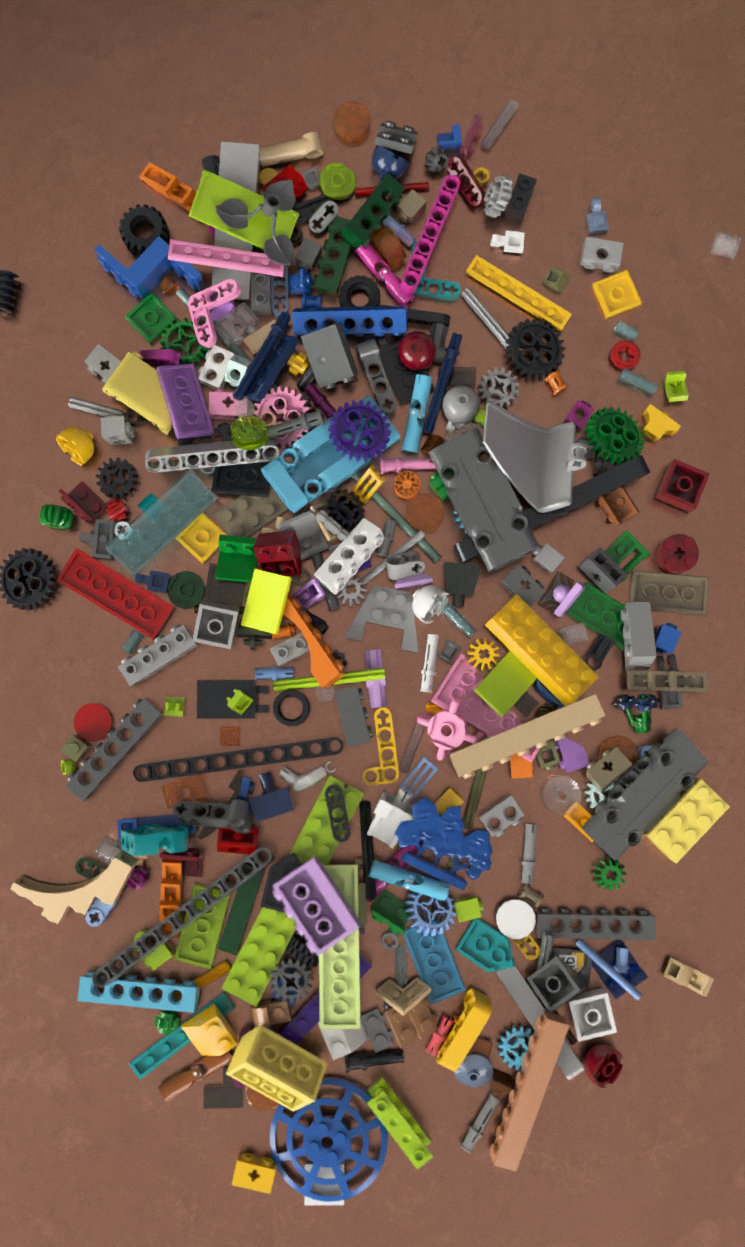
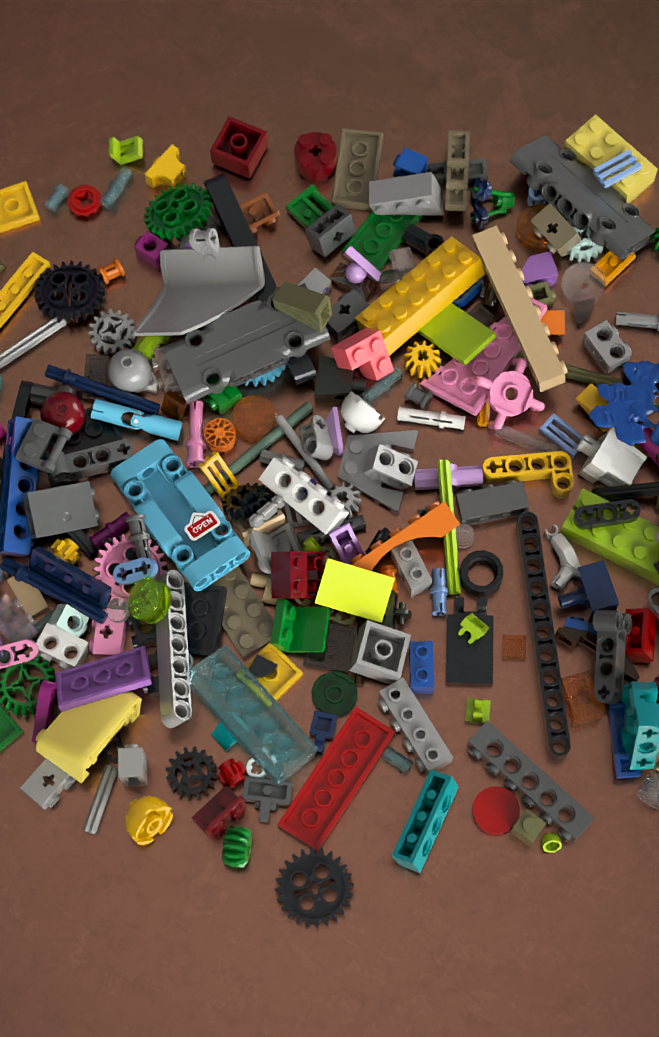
camera: 85 degrees left, 15 degrees down
(79, 665) = (425, 821): none -> teal brick
(203, 529) = (262, 667): none -> black tile
(207, 659) = (421, 667): none -> blue brick
(271, 420) = (133, 566): none -> medium blue beam
(308, 565) = (311, 545): none -> lime hinge
(316, 471) = (201, 524): none -> sticker
(376, 436) = (155, 475): dark purple gear -> none
(382, 629) = (389, 470): none -> light grey brick
(384, 329) = (36, 443): none -> dark grey plate
(483, 601) = (366, 351): none -> coral brick
(511, 543) = (303, 305): none -> olive slope
(537, 795) = (583, 309): none -> clear smoke tile
(557, 623) = (391, 276): none -> clear smoke tile
(681, 840) = (612, 162): none -> light blue tile

